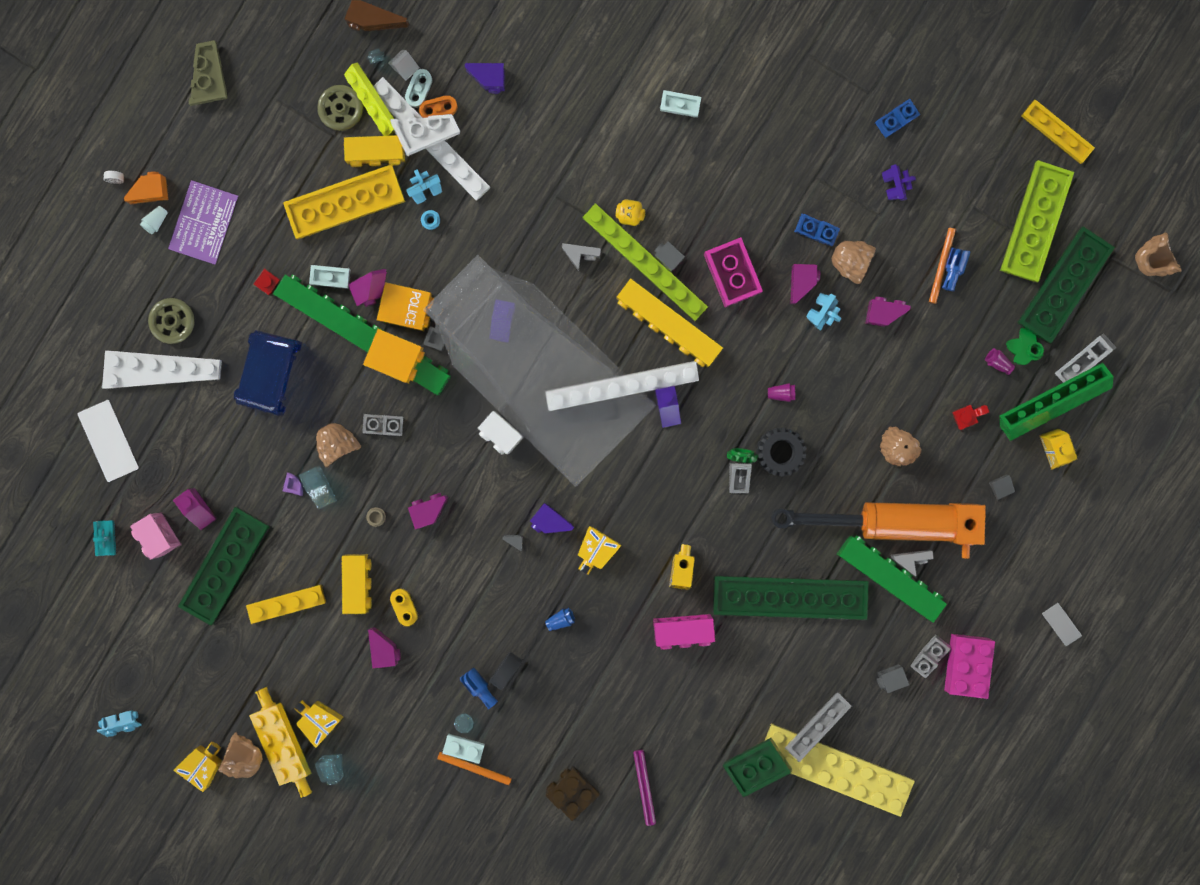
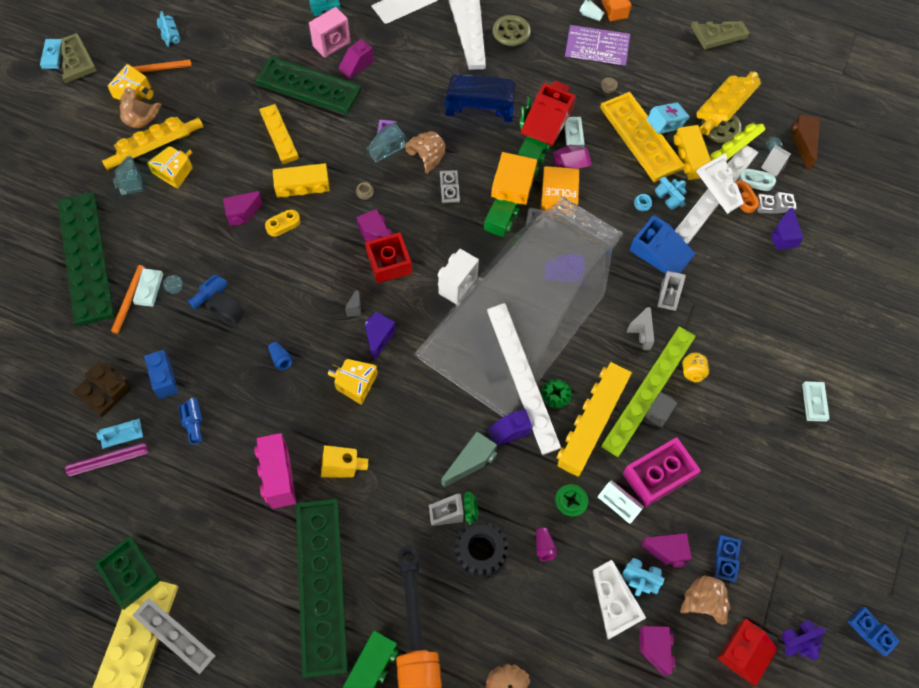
camera: 75 degrees right, 25 degrees down
(137, 857) = (51, 54): none -> medium azure plate
(150, 829) = (75, 59): none -> olive wing
(172, 735) = (163, 66): none -> orange bar
(266, 222) = (609, 85): none -> dark tan plate
(308, 327) = (525, 111): none -> green plate
(311, 92) = (727, 100): none -> yellow plate
(316, 304) = (548, 114): none -> red slope
(327, 168) = (667, 117): none -> medium azure brick
(418, 813) = (85, 259): none -> dark green plate
(449, 76) = (776, 204): none -> light grey slope
(467, 501) = (388, 257): none -> red brick
(492, 213) = (662, 246): none -> blue slope
(544, 217) = (671, 290): none -> light grey slope
(566, 735) = (161, 374): none -> blue piece
(616, 707) = (191, 419): none -> blue arm
(620, 775) = (120, 433): none -> medium azure hinge
(632, 363) = (553, 400): none -> green gear
(691, 444) = (472, 458): none -> sand green slope
(753, 315) = (620, 501): none -> light aqua plate
(754, 360) = (567, 492): none -> green gear
(840, 339) = (616, 600): none -> white wing
(899, 234) = (748, 651): none -> red slope

